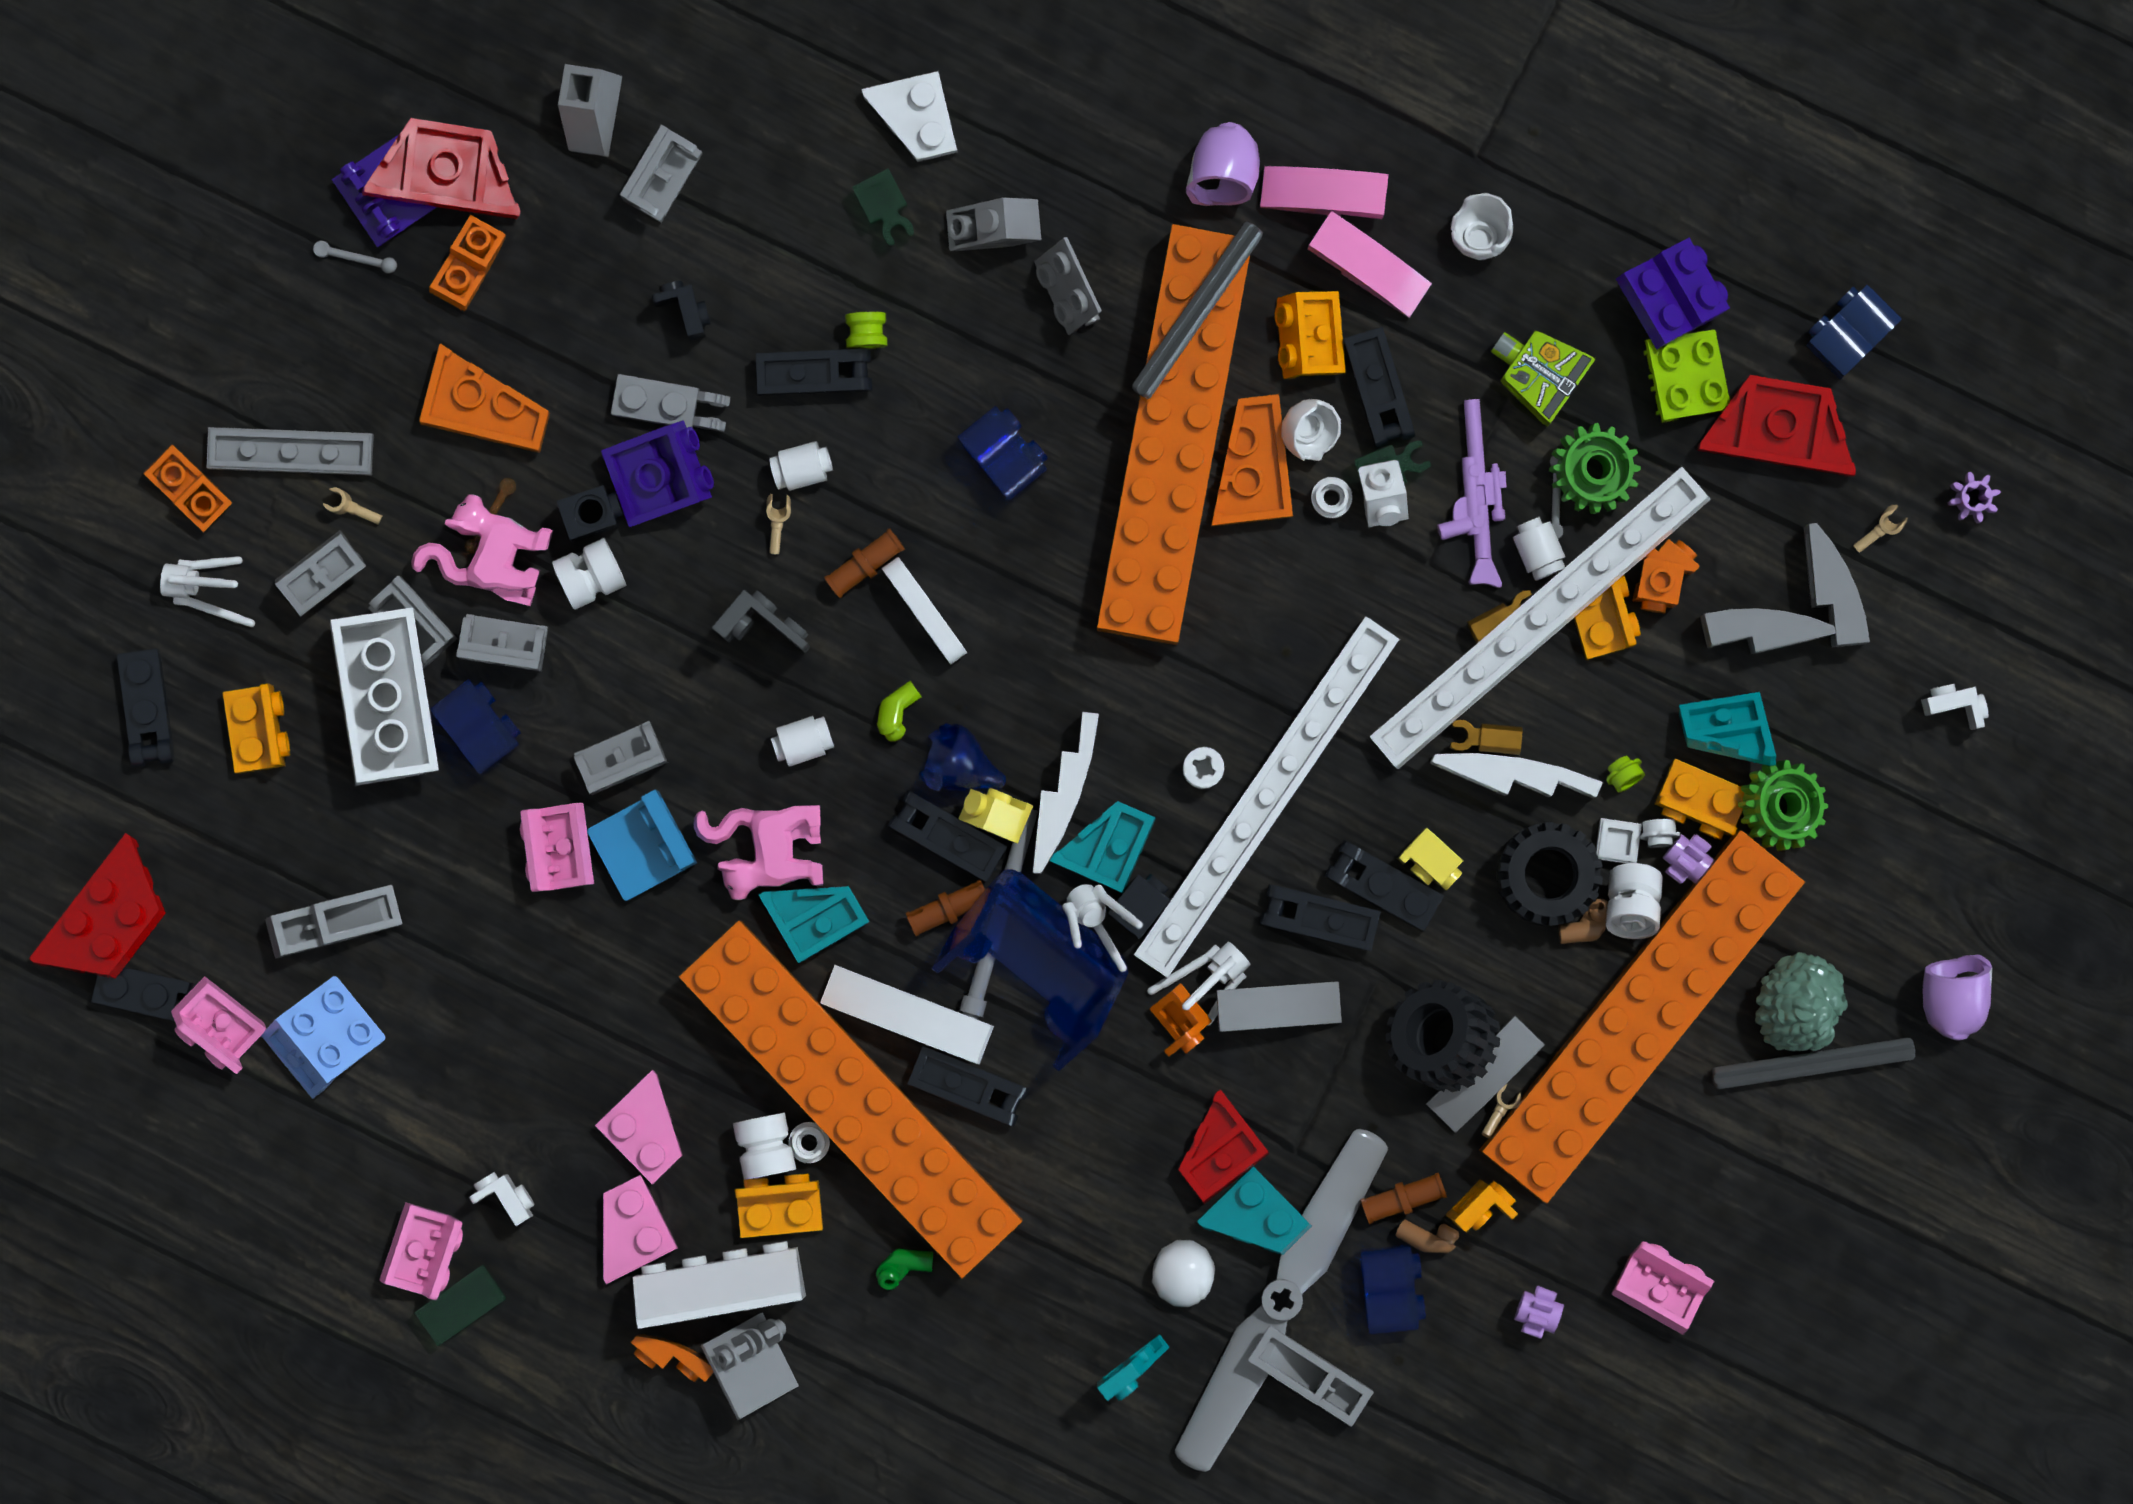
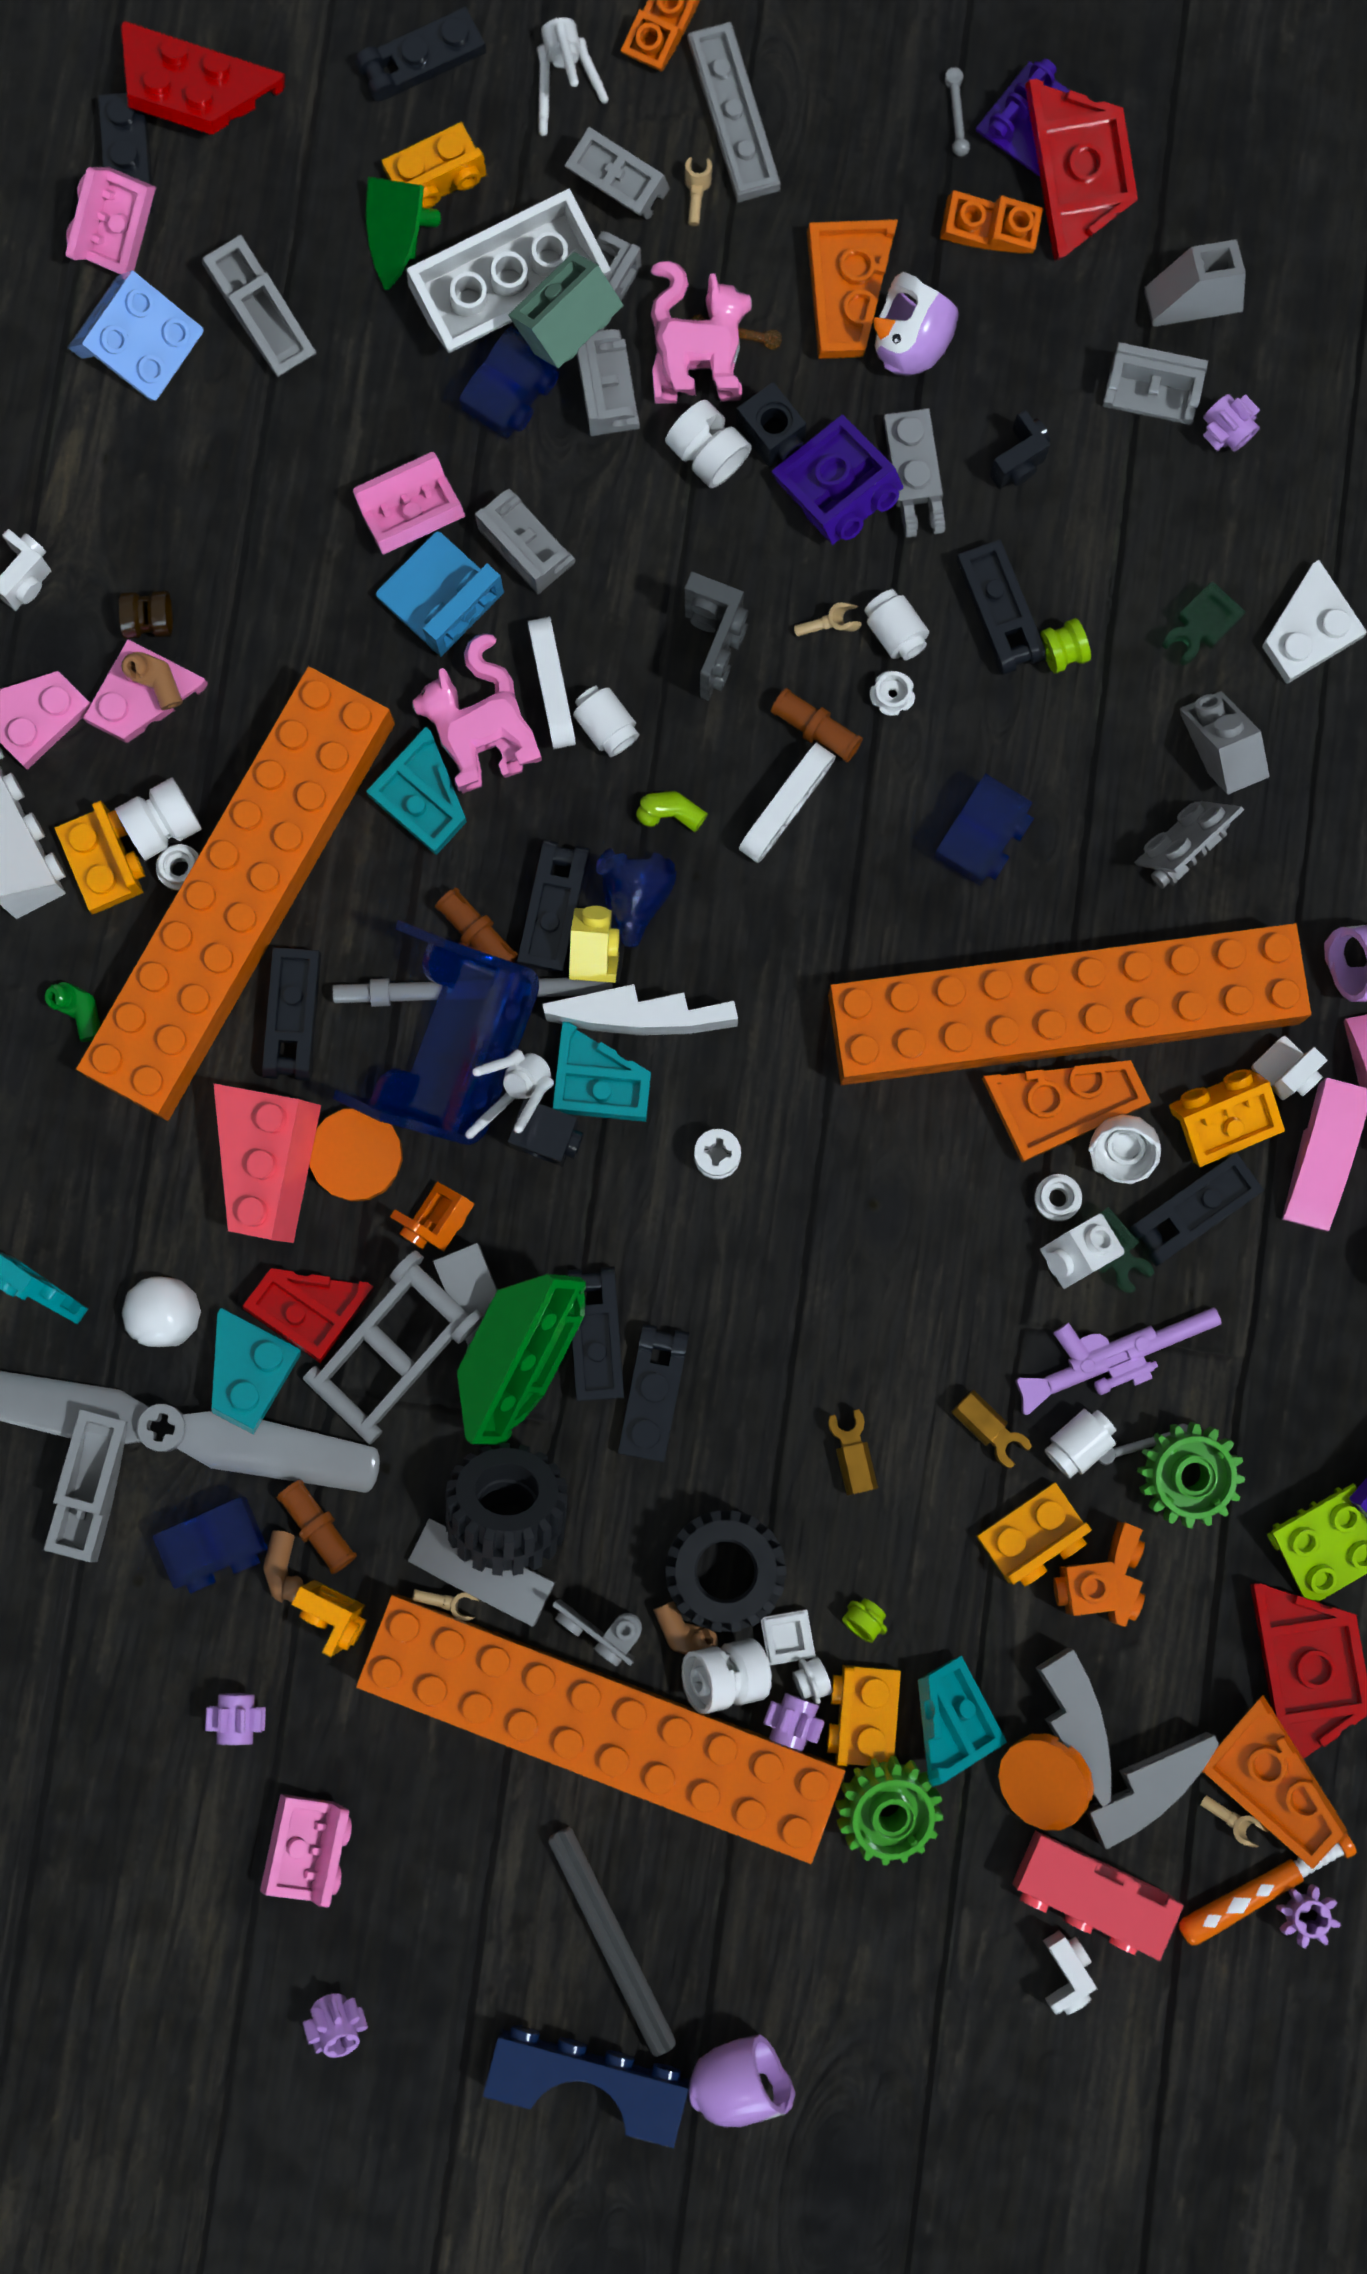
camera: 75 degrees right, 5 degrees down
(302, 780) = (393, 225): none -> green shield
(443, 658) = (566, 310): none -> sand green brick
(547, 365) = (912, 334): none -> piece
(575, 1111) = (145, 614): none -> dark brown wheel
(637, 1111) = (153, 674): none -> medium nougat arm
(718, 121) = (1231, 422): none -> lavender gear
(754, 775) = (551, 683): none -> white beam
(855, 478) = (892, 681): none -> white plate
(907, 1014) = (347, 924): white slope -> none
(1086, 1146) = (264, 1159): none -> coral wedge
(1106, 1072) = (355, 1155): none -> orange tile
(1197, 310) = (1214, 976): dark grey axle -> none
(1225, 1055) = (461, 1325): none -> light grey piece
(1226, 965) = (510, 1248): white plant -> none
(1266, 797) = (709, 1232): white plate -> none
(1288, 270) = (1289, 1068): none -> white bracket
(1320, 988) = (517, 1354): none -> green wedge
(1432, 860) = (698, 1436): light yellow brick -> none
(1500, 772) = (820, 1478): white slope -> none
(1540, 617) = (1009, 1468): white plate -> none
(1541, 372) = (1276, 1381): torso -> none
(1577, 981) = (613, 1644): none -> light grey hinge
(1800, 1003) = (673, 1904): sand green hair -> none
(1801, 671) = (1046, 1782): none -> orange tile
(1808, 1306) = (335, 2025): none -> lavender gear
(1862, 488) = (1274, 1784): none -> orange wing
(1891, 1161) = (529, 2067): none -> dark blue arch
(1903, 662) = (1096, 1896): none -> coral wedge
(1944, 537) = (1251, 1896): none -> orange piece

